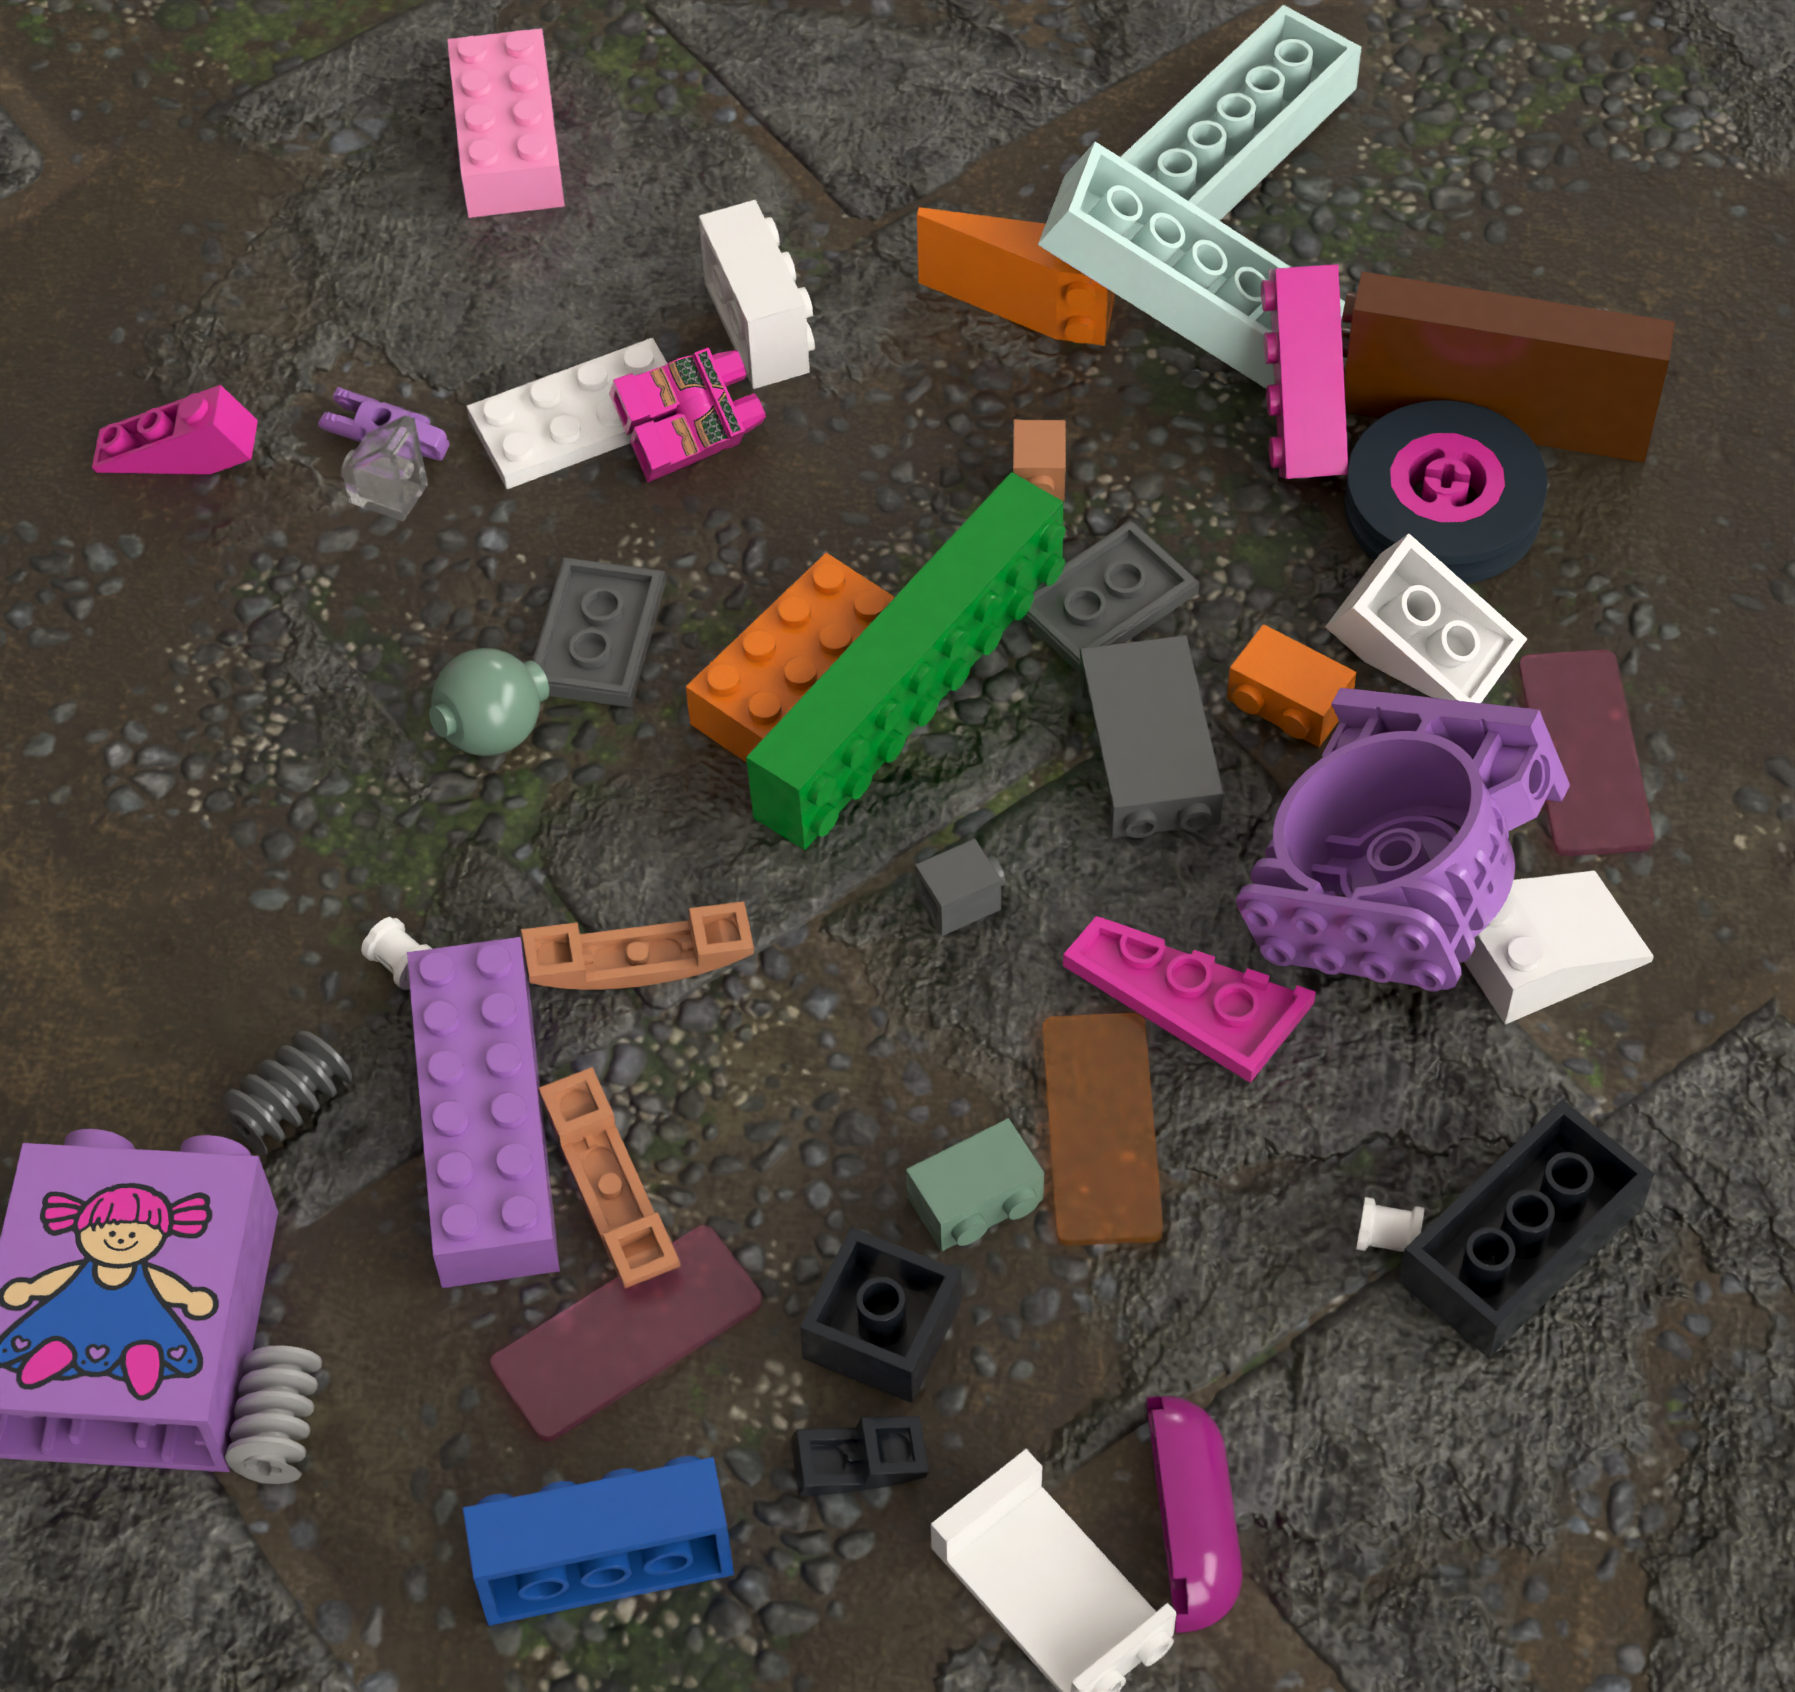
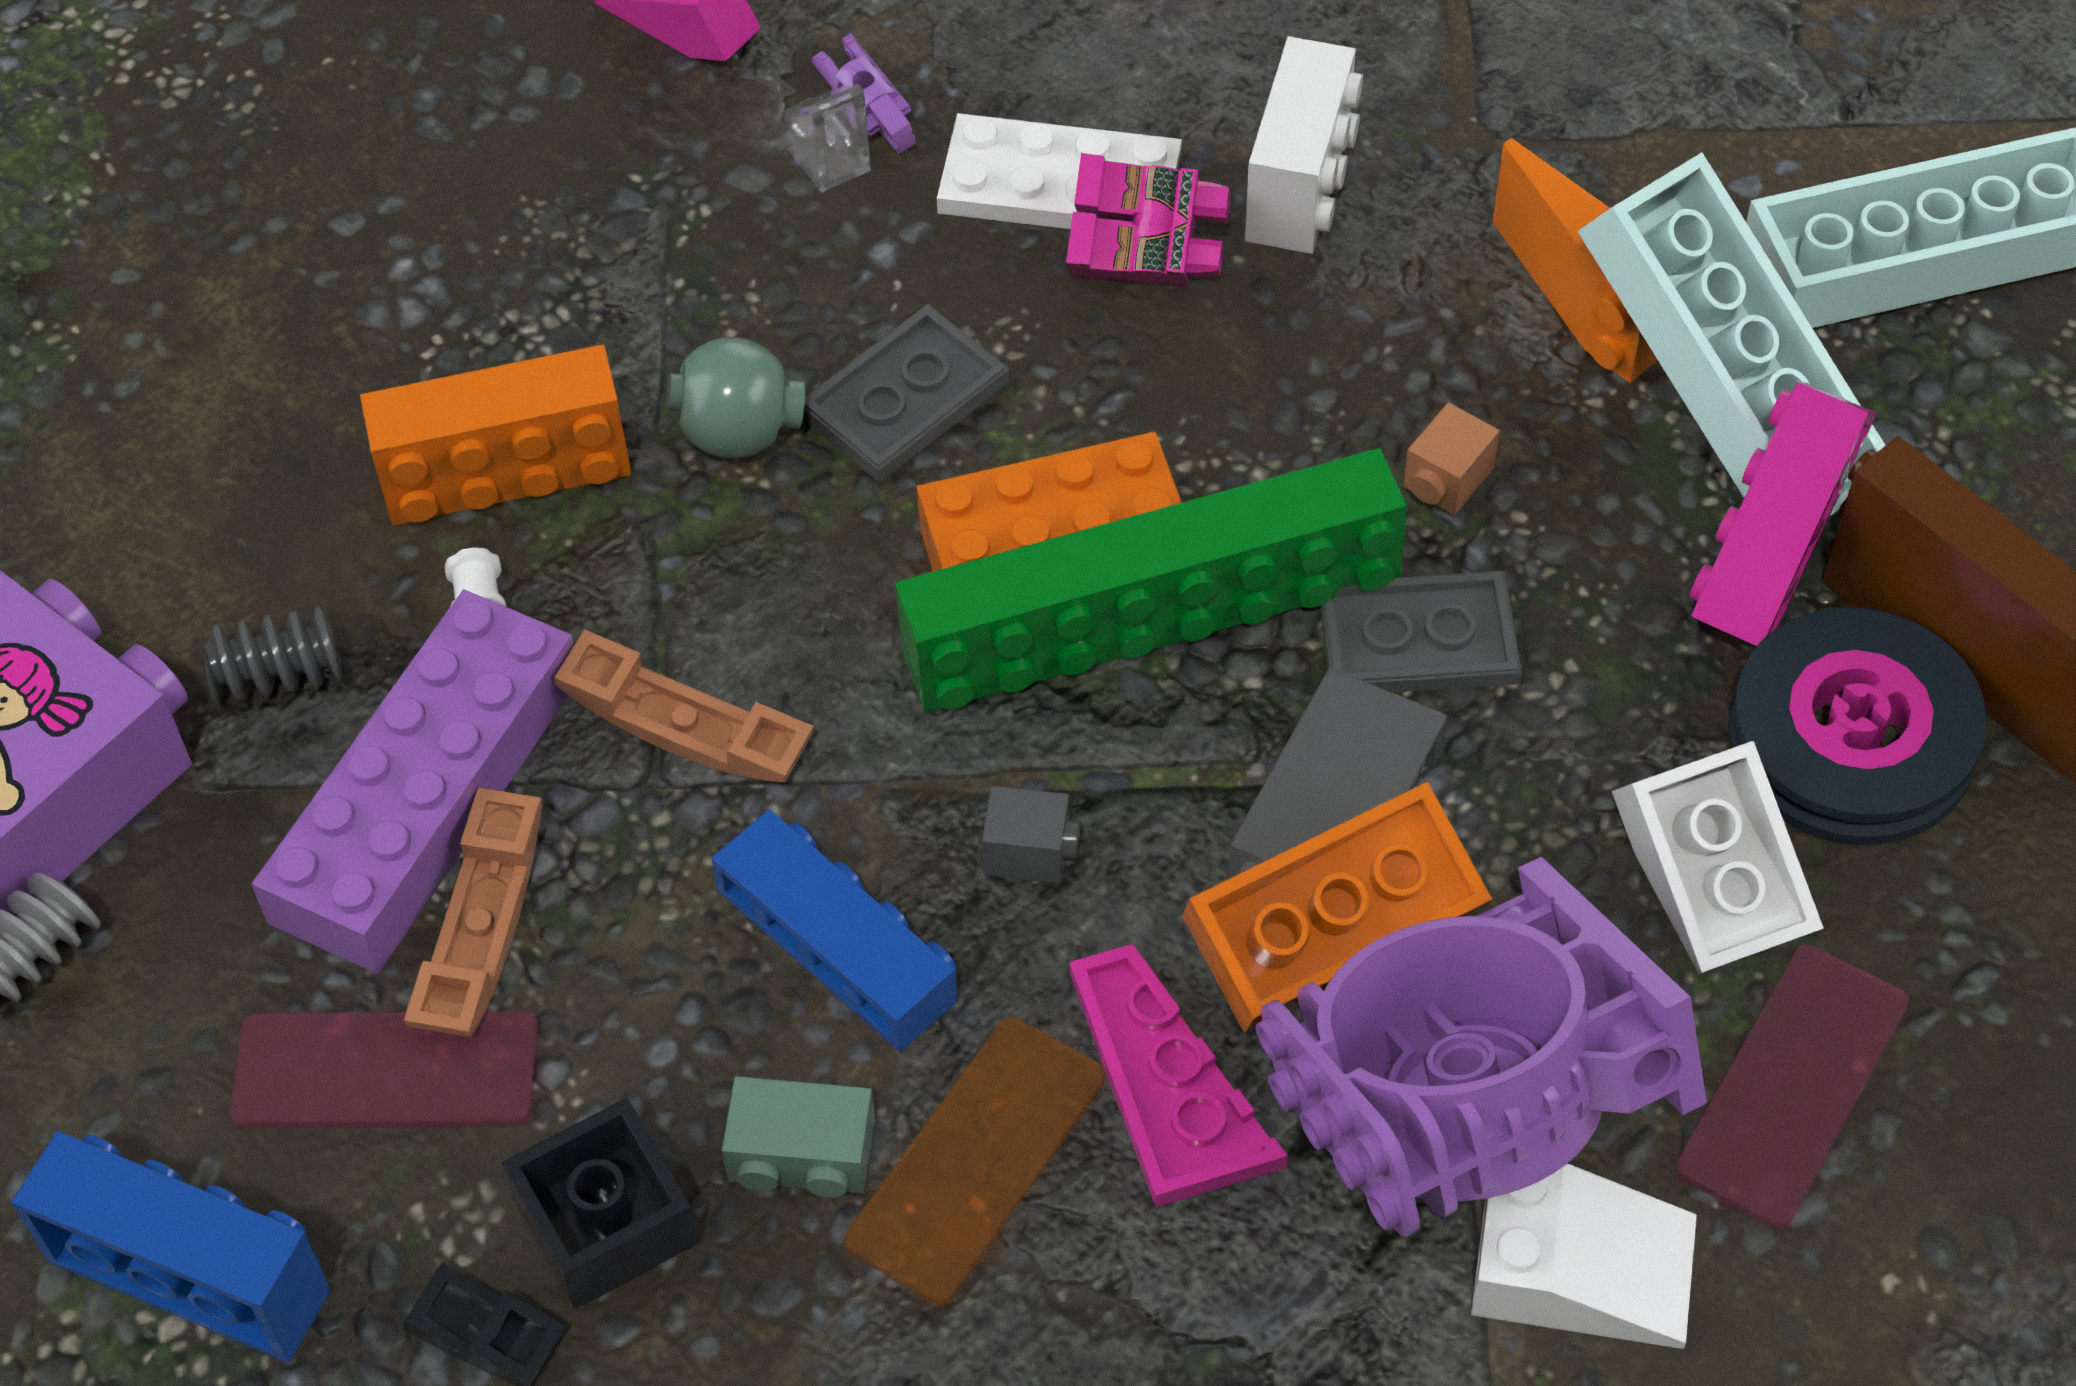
camera: 35 degrees right, 0 degrees up
(328, 829) = (496, 435): none -> orange brick
(878, 1031) = (836, 929): none -> blue brick
(1220, 807) = (1330, 899): none -> orange slope
(1288, 685) = (1518, 818): orange brick -> none

